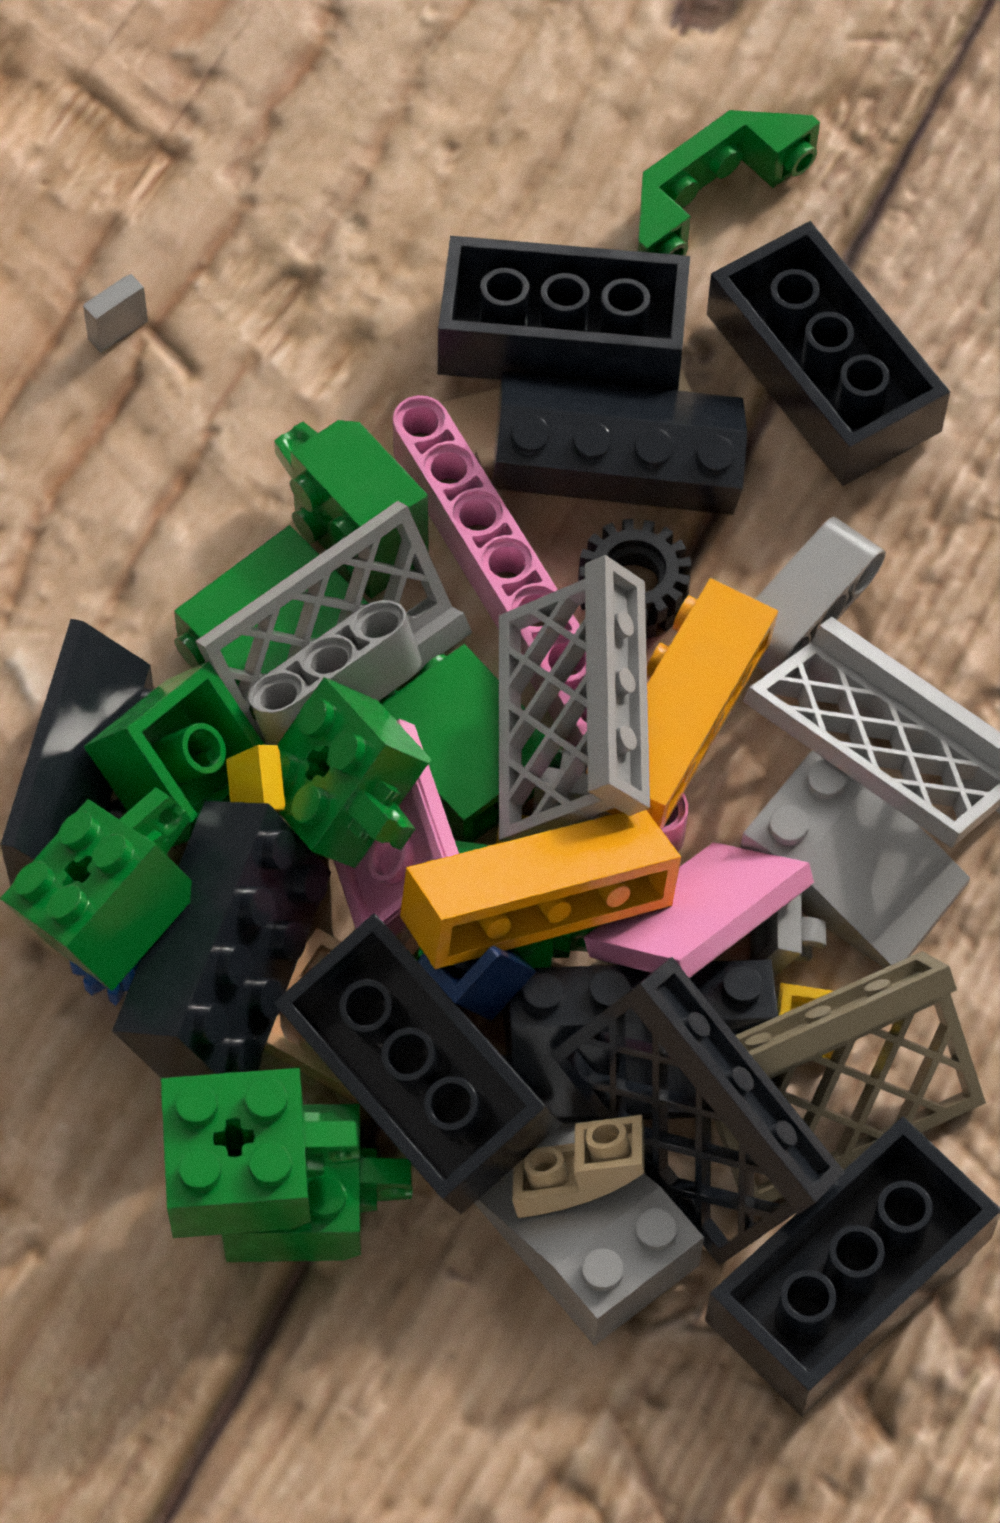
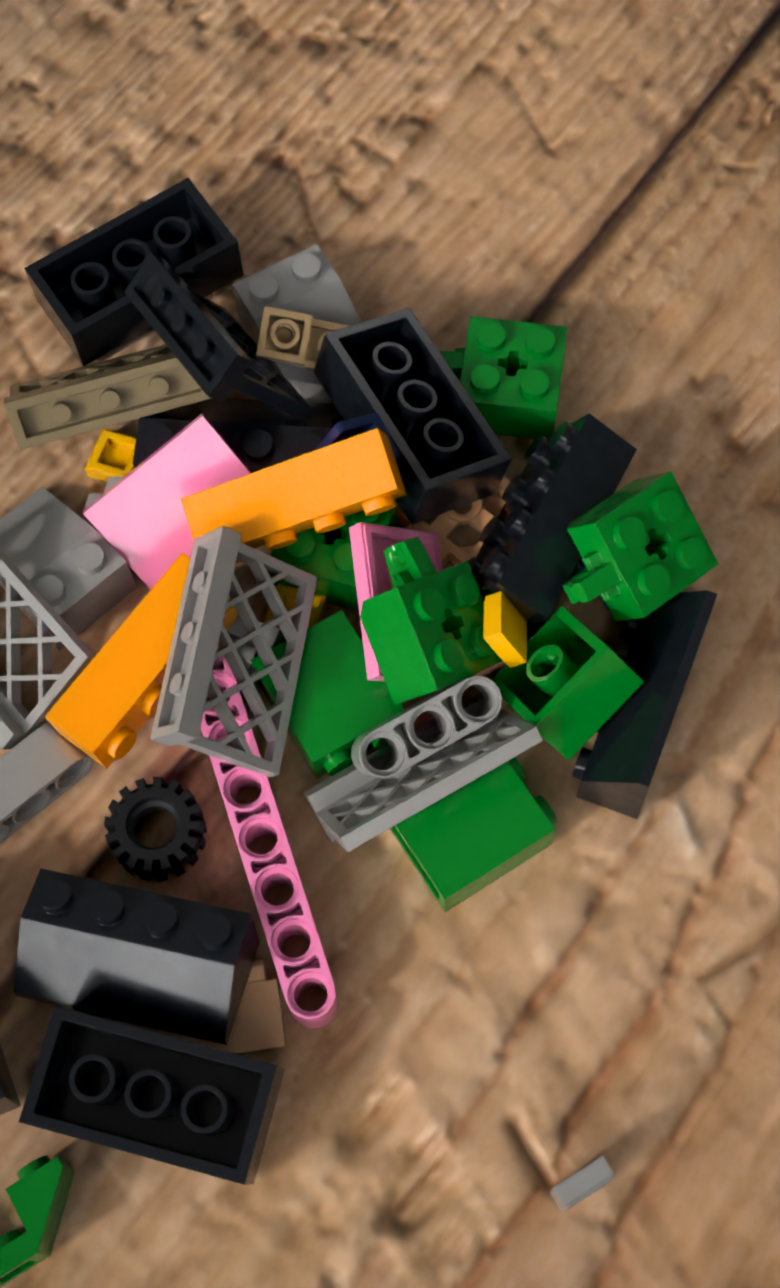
camera: 165 degrees left, 5 degrees up
(279, 1147) = (546, 341): green hinge -> none
(342, 483) = (386, 915): green hinge -> none

